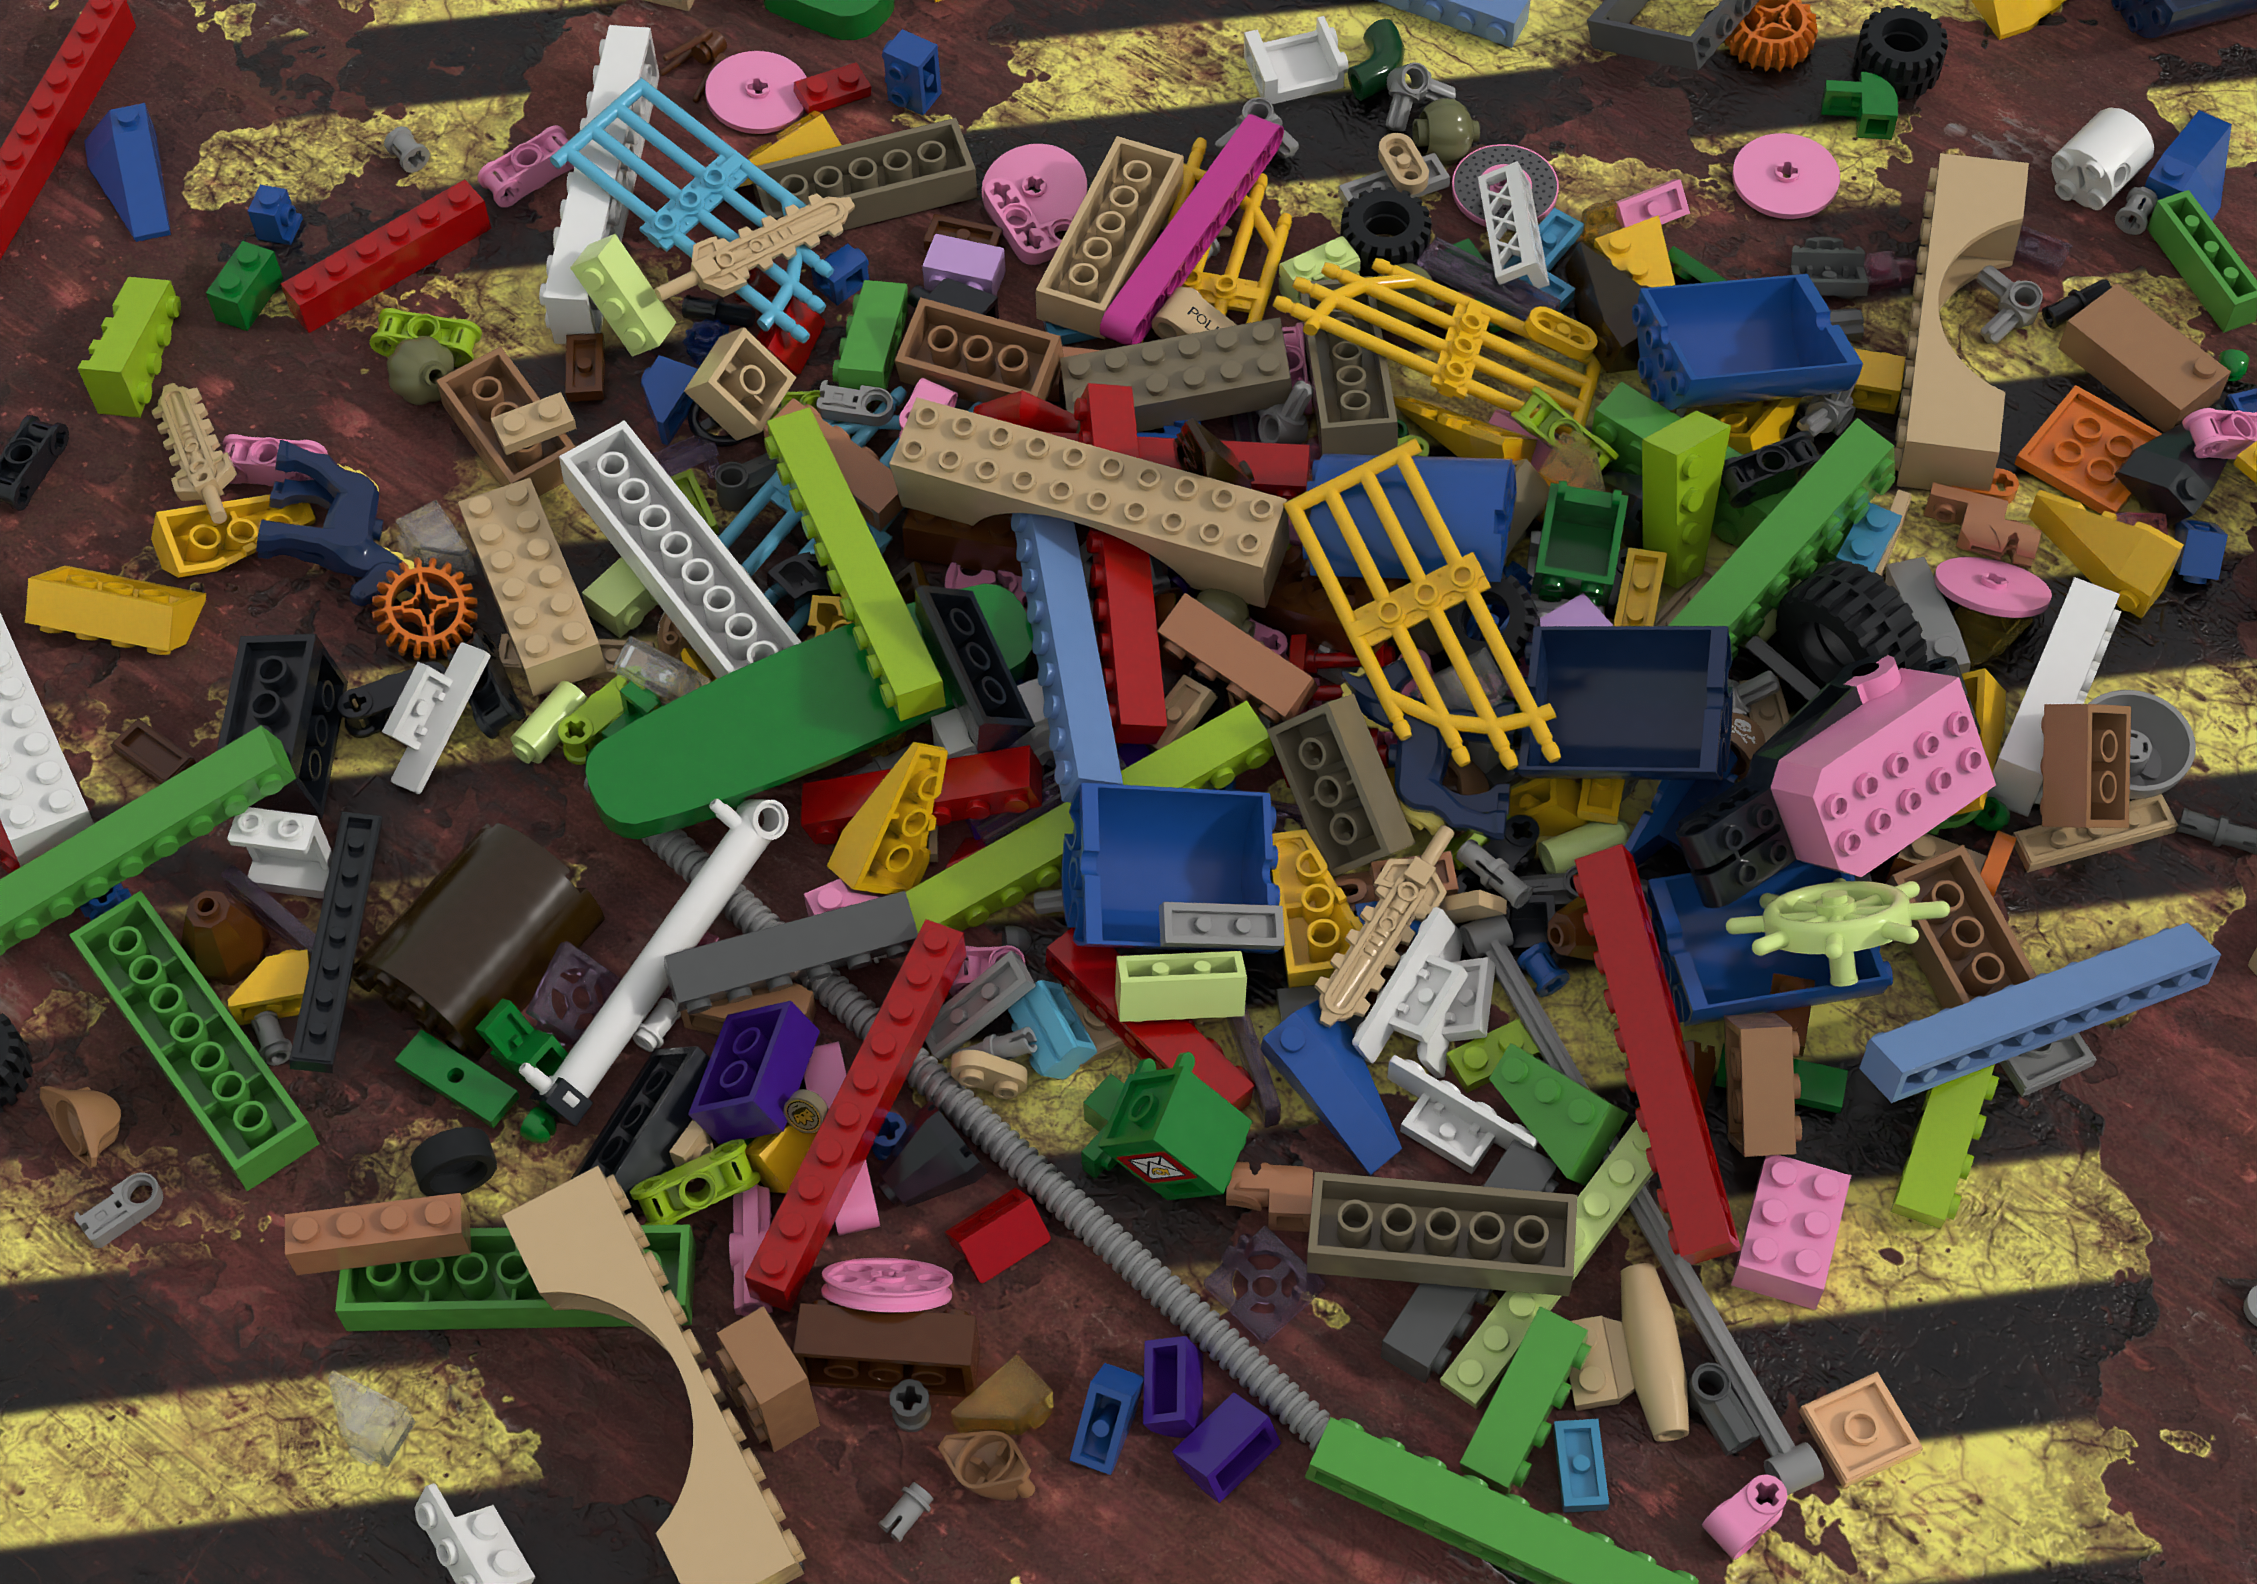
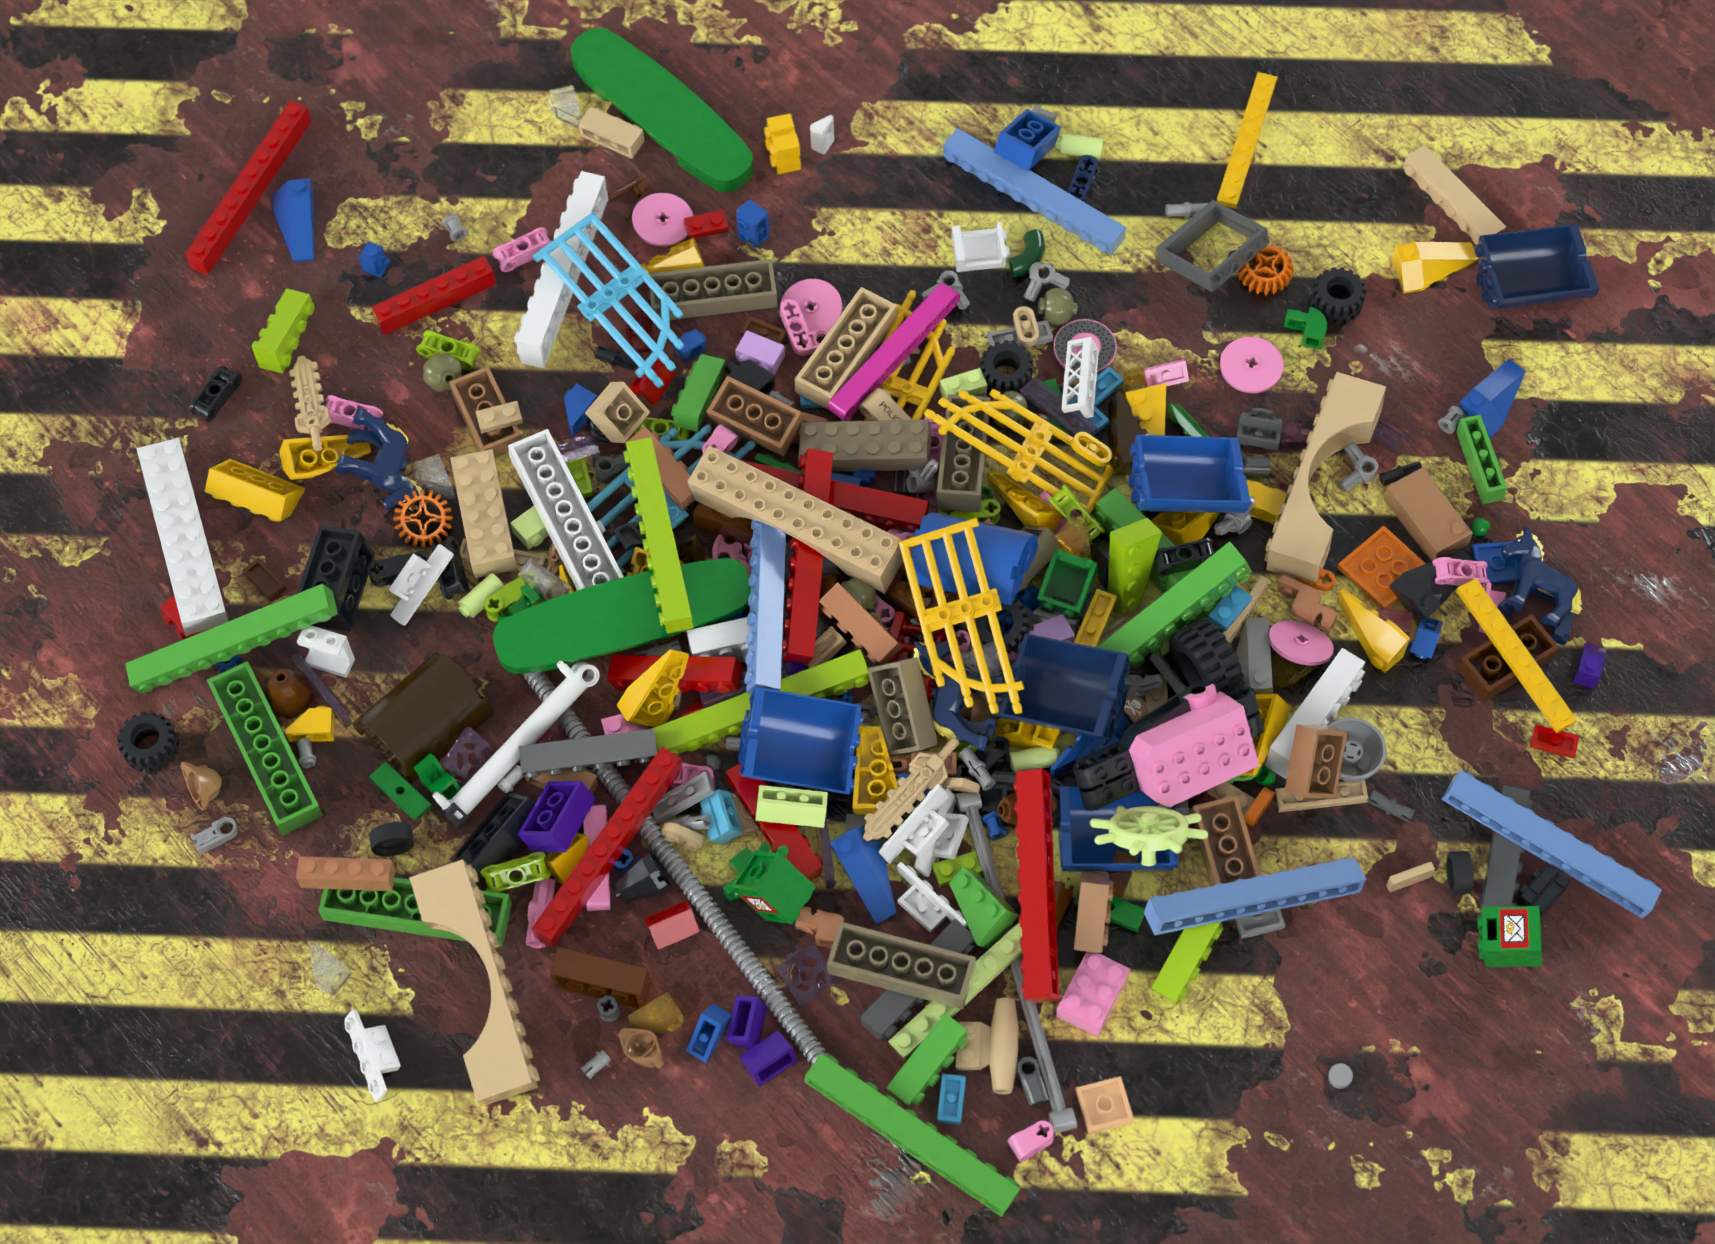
camera: 10 degrees right, 5 degrees up
(244, 285) = (351, 302): green brick -> none
(336, 943) = (347, 705): black tile -> none
(538, 1126) = (439, 825): green hinge -> none
(585, 367) = (535, 382): reddish brown plate -> none
(623, 295) = (561, 345): yellowish green brick -> none
(691, 1145) = (517, 850): tan plate -> none
(702, 338) = (605, 375): clear blue piece -> none
(726, 265) = (620, 336): tan bar -> none
(766, 1380) = (533, 984): medium nougat brick -> none
(805, 1111) = (579, 843): dark tan tile -> none
(850, 404) = (677, 433): light grey piece -> none
(887, 1284) = (606, 943): bright pink wedge -> none
(972, 667) = (712, 608): black slope -> none
(1030, 412) = (771, 456): red brick -> none
(1207, 456) = (871, 509): dark brown wedge -> none
(1221, 926) = (819, 776): light grey plate -> none
(2102, 158) = (1437, 384): white cylinder -> none

